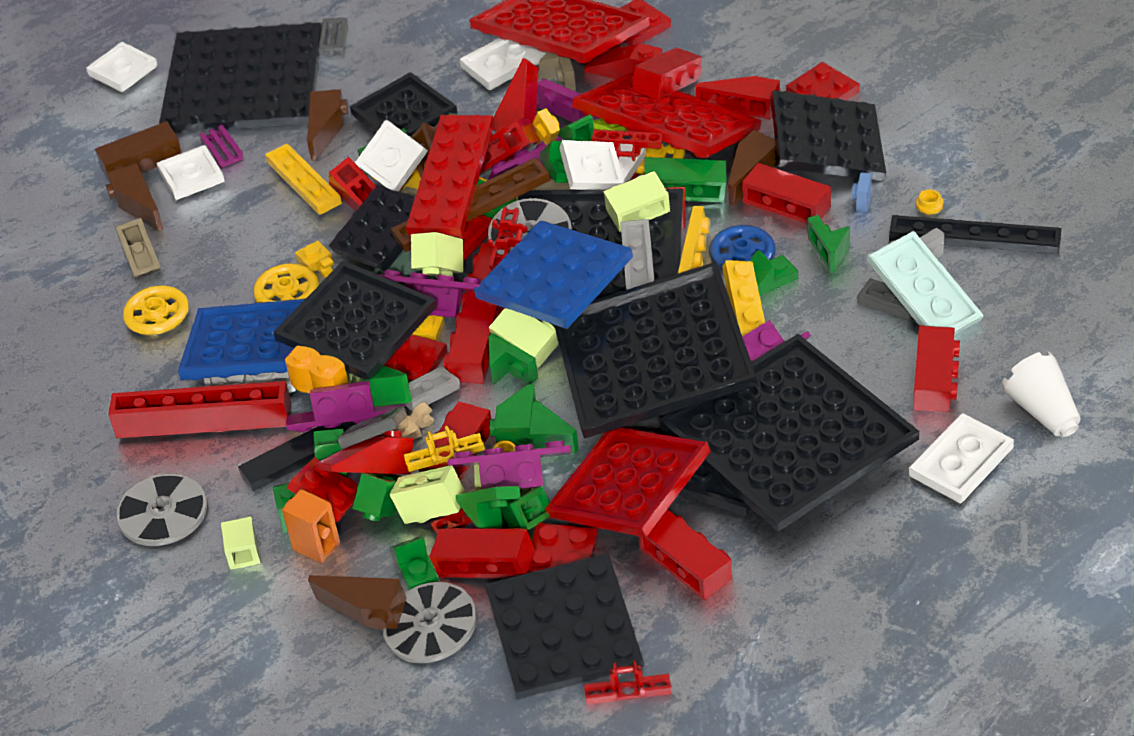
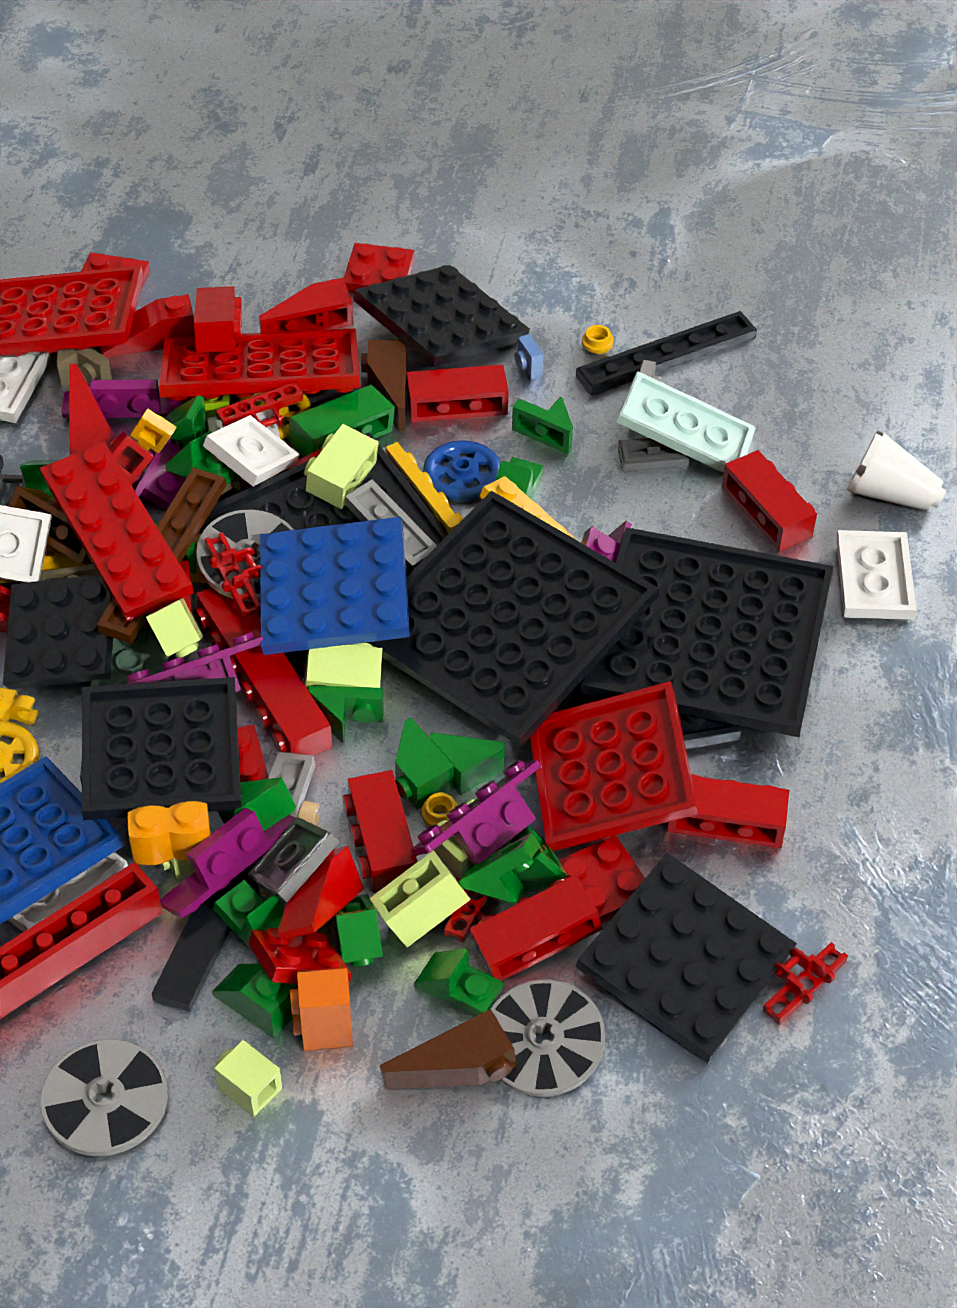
camera: 45 degrees left, 5 degrees up
(435, 458) = (395, 824): yellow piece -> none

